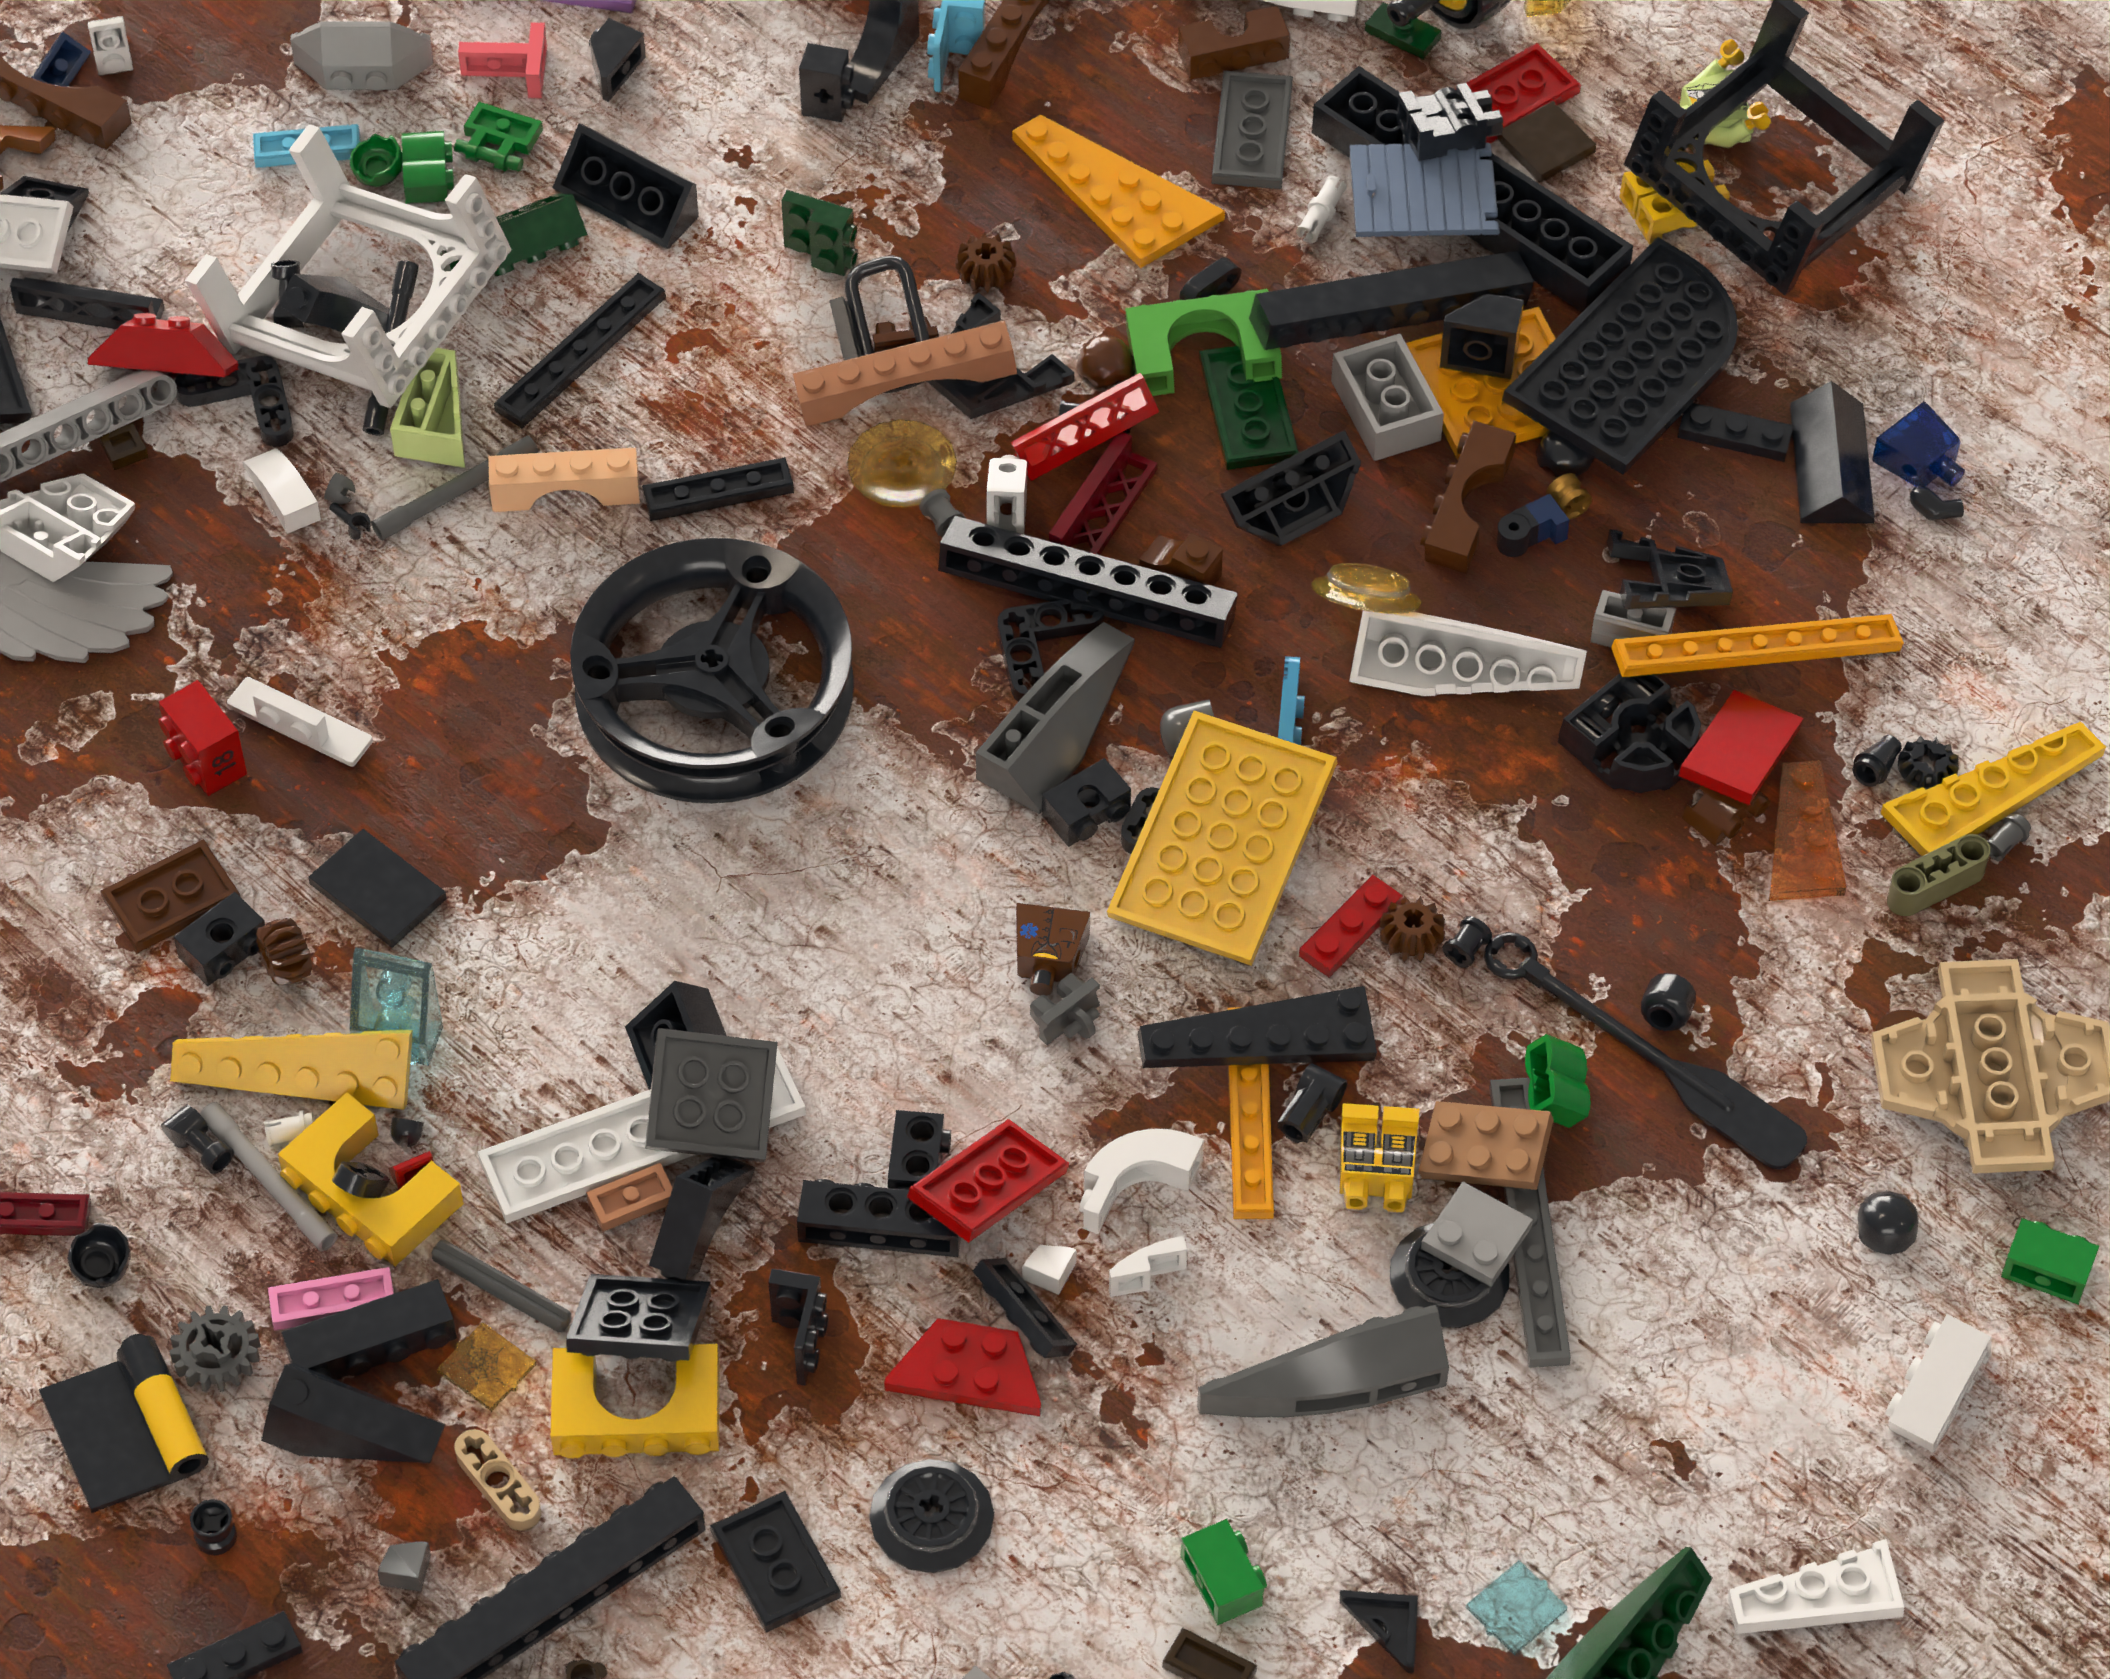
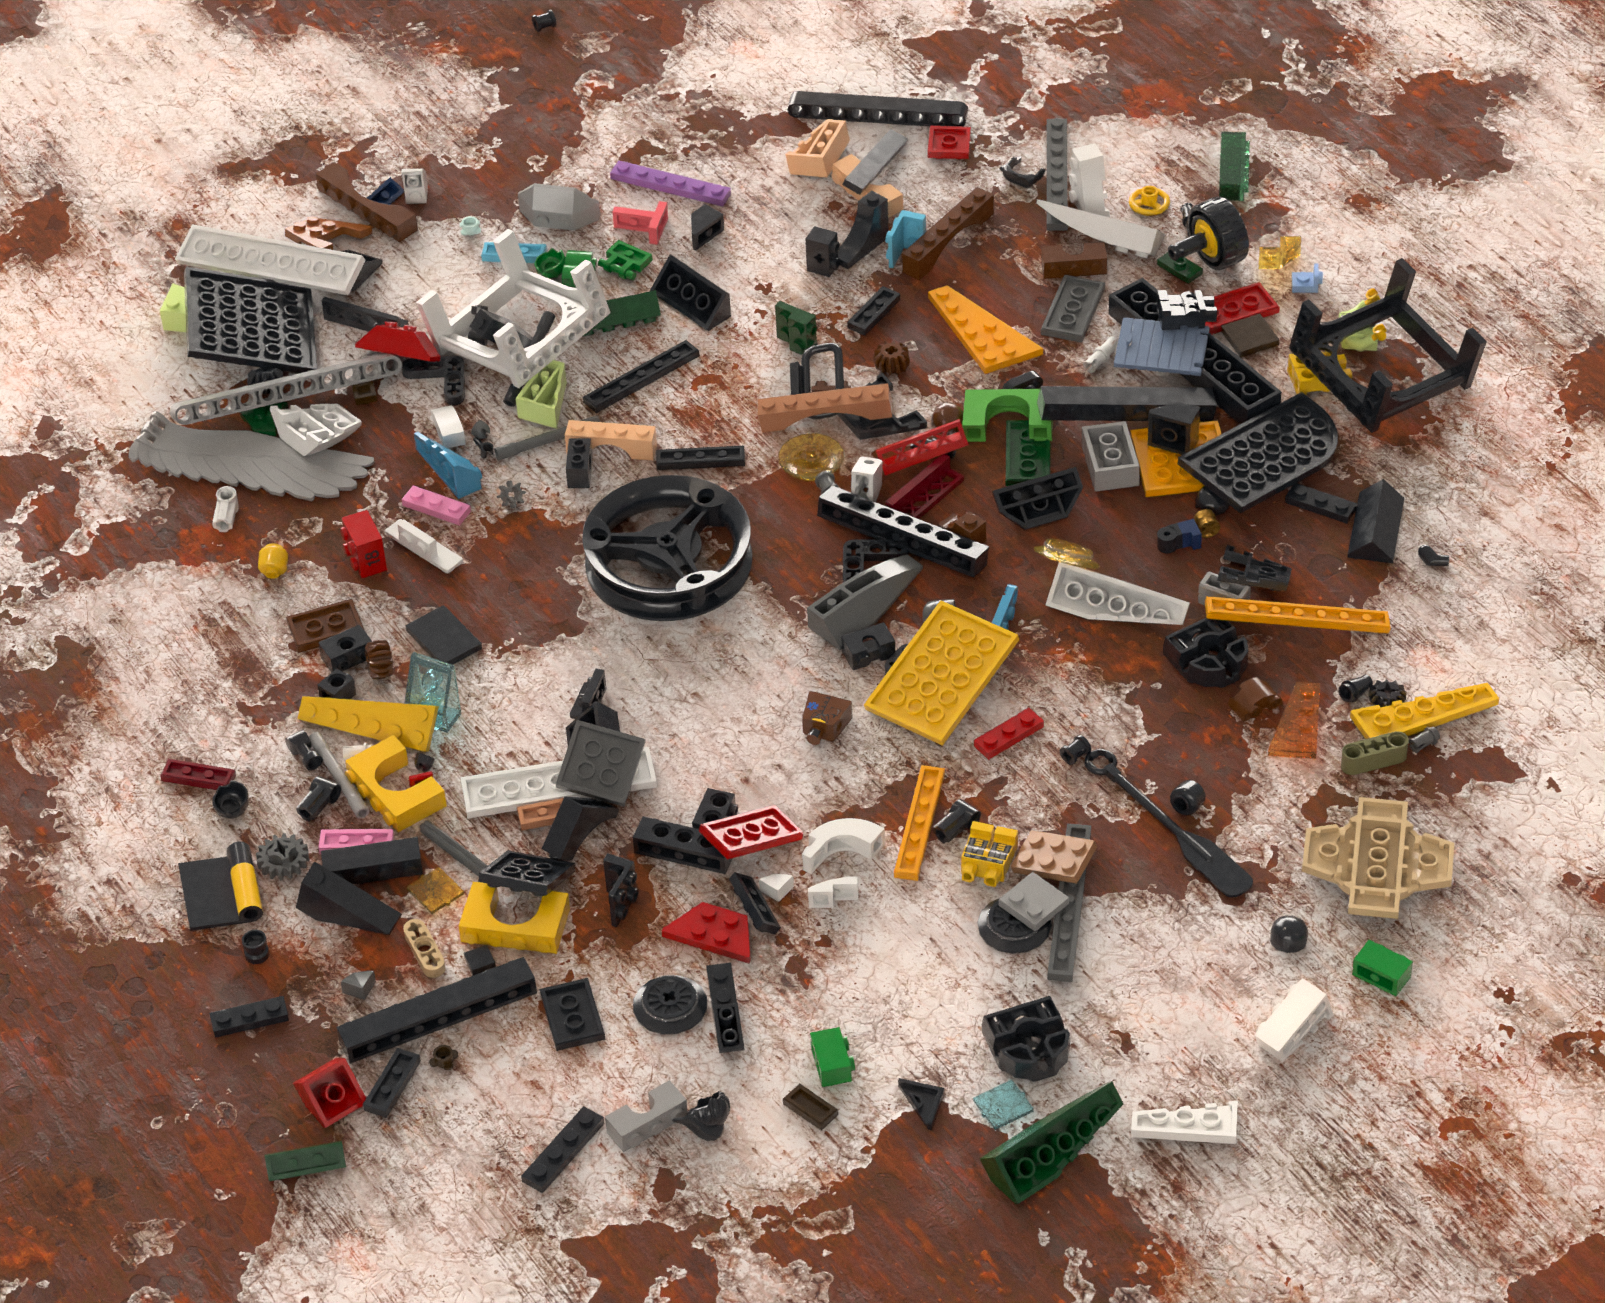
camera: 15 degrees right, 10 degrees down
(51, 789) = (273, 560): none -> yellow head
(220, 106) = (470, 226): none -> light aqua plate
(223, 1000) = (337, 685): none -> black brick
(249, 1218) = (320, 794): none -> black piece
(299, 641) = (436, 505): none -> bright pink plate
(311, 570) = (452, 468): none -> dark azure wedge
(360, 1179) = (388, 780): black beam -> none
(420, 596) = (504, 494): none -> dark grey gear
(522, 530) = (579, 463): none -> black brick
(596, 1486) = (479, 960): none -> black tile
(651, 965) = (591, 691): none -> black bracket
(933, 178) = (873, 310): none -> black plate
(1028, 1513) = (725, 1008): none -> black slope
(1070, 1015) = (827, 754): dark grey hips -> none
(1293, 1030) = (947, 781): black wing -> none
(1339, 1373) = (929, 961): dark grey wedge -> none
(1412, 929) = (1044, 738): reddish brown gear -> none
(1482, 460) = (1157, 494): reddish brown arch -> none
(1530, 1523) = (1013, 1039): none -> black connector
(1558, 1080) = (1108, 828): green brick -> none
(1611, 31) = (1307, 281): none -> light blue bracket
(1741, 747) = (1271, 667): red tile -> none
(1920, 448) = (1430, 524): clear blue torso -> none

